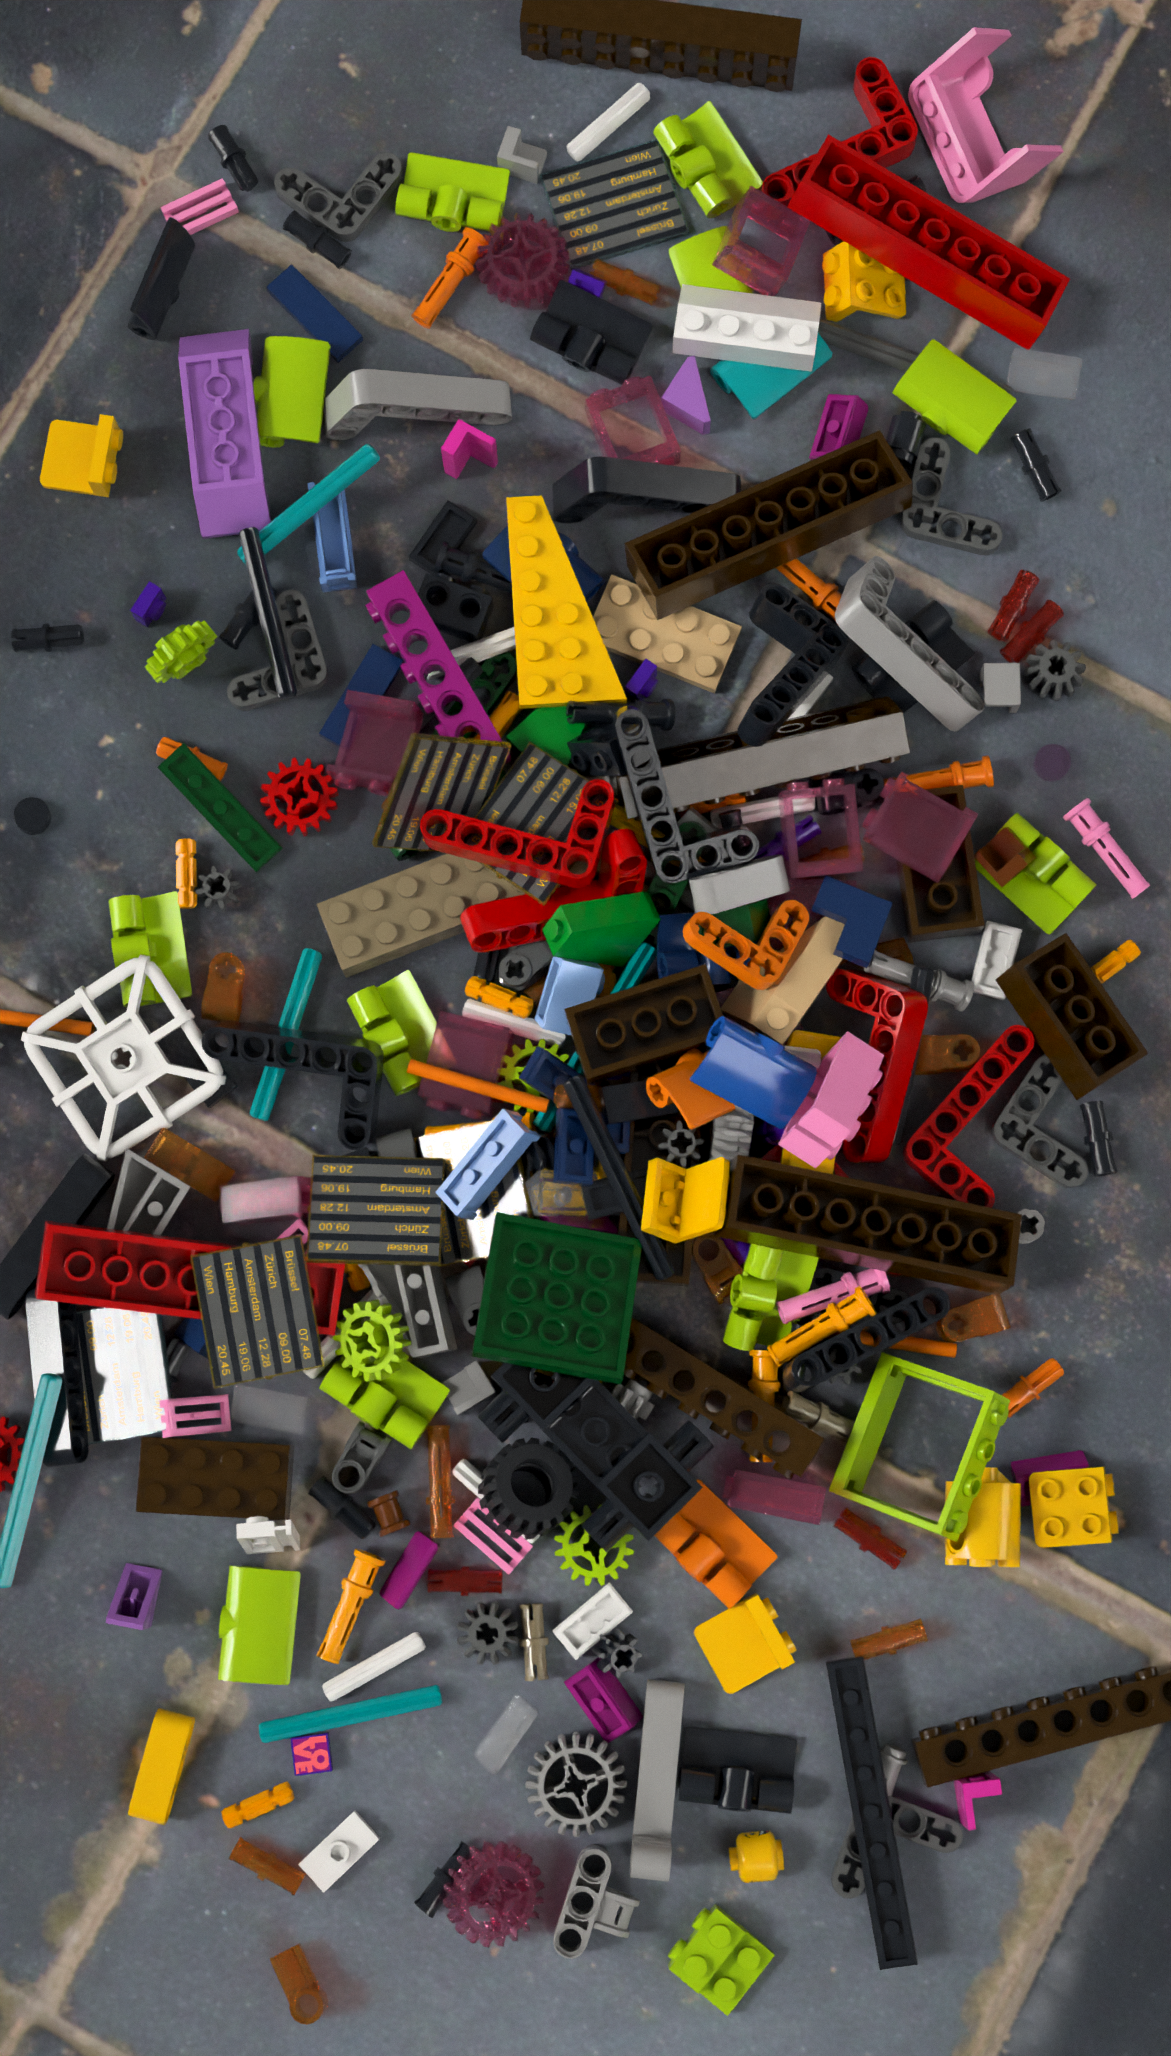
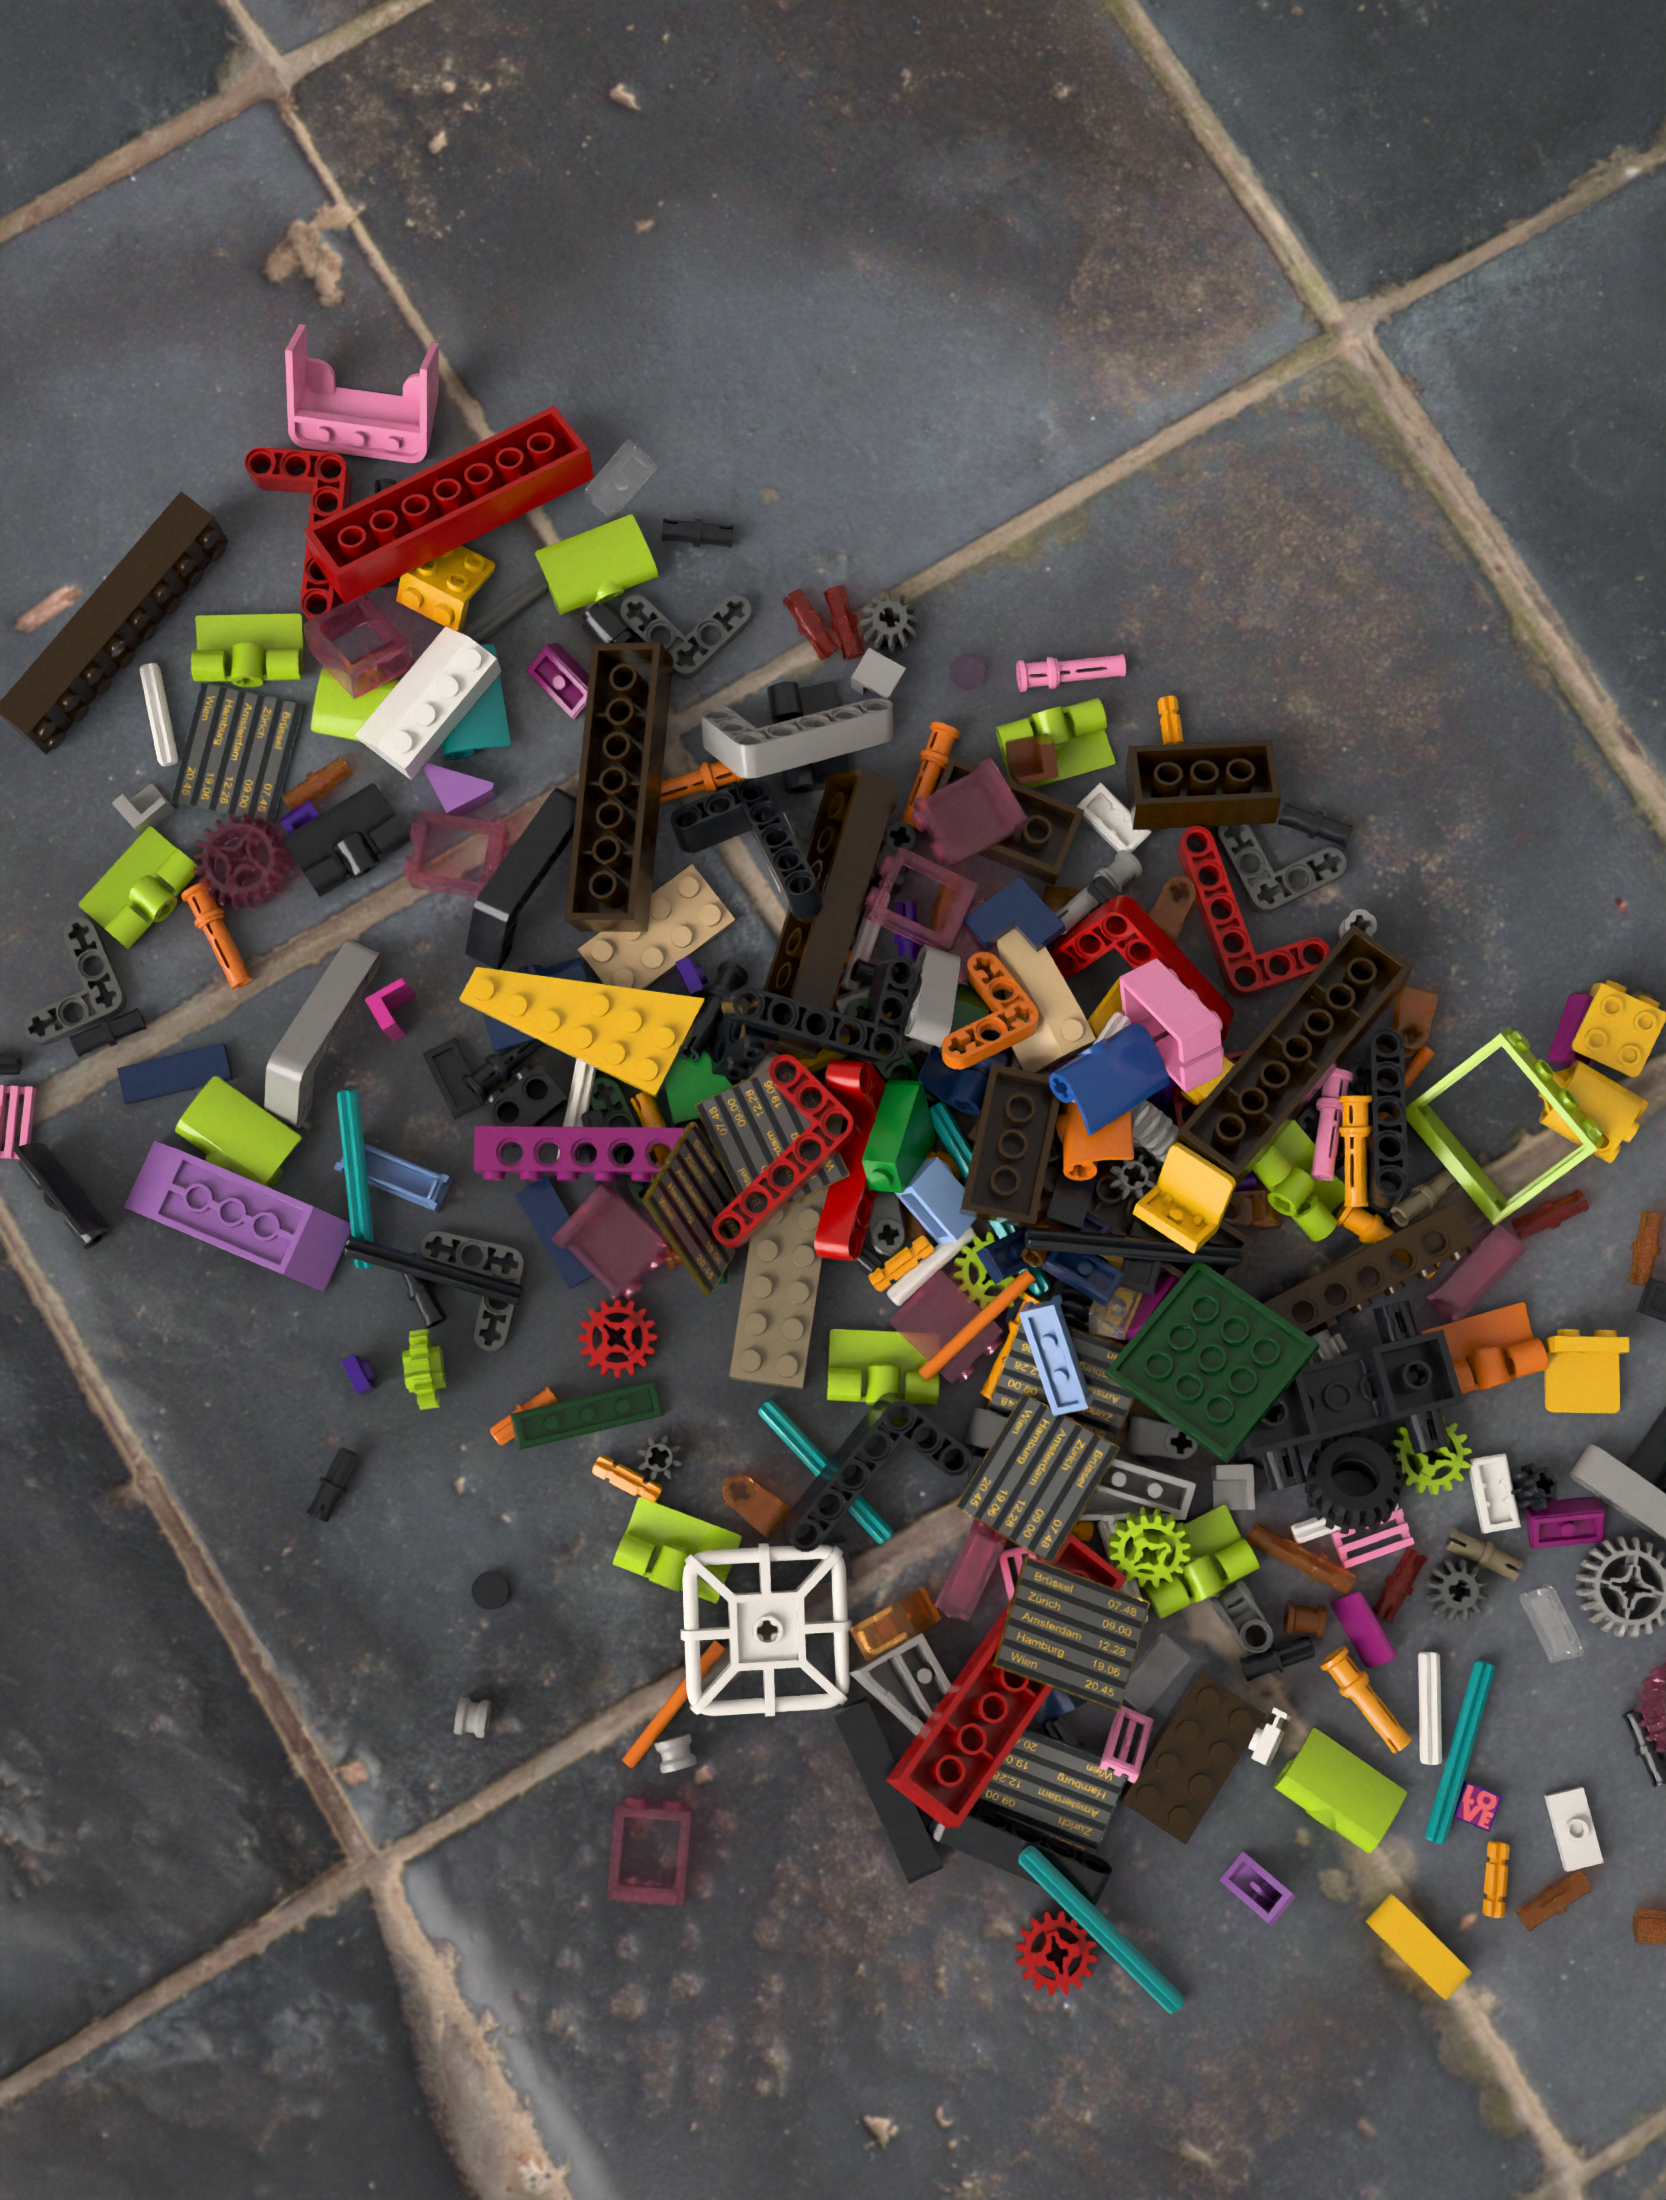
camera: 65 degrees left, 0 degrees up
(82, 456) = (182, 1359): yellow bracket -> none
(1032, 1385) = (1495, 1005): orange axle -> none

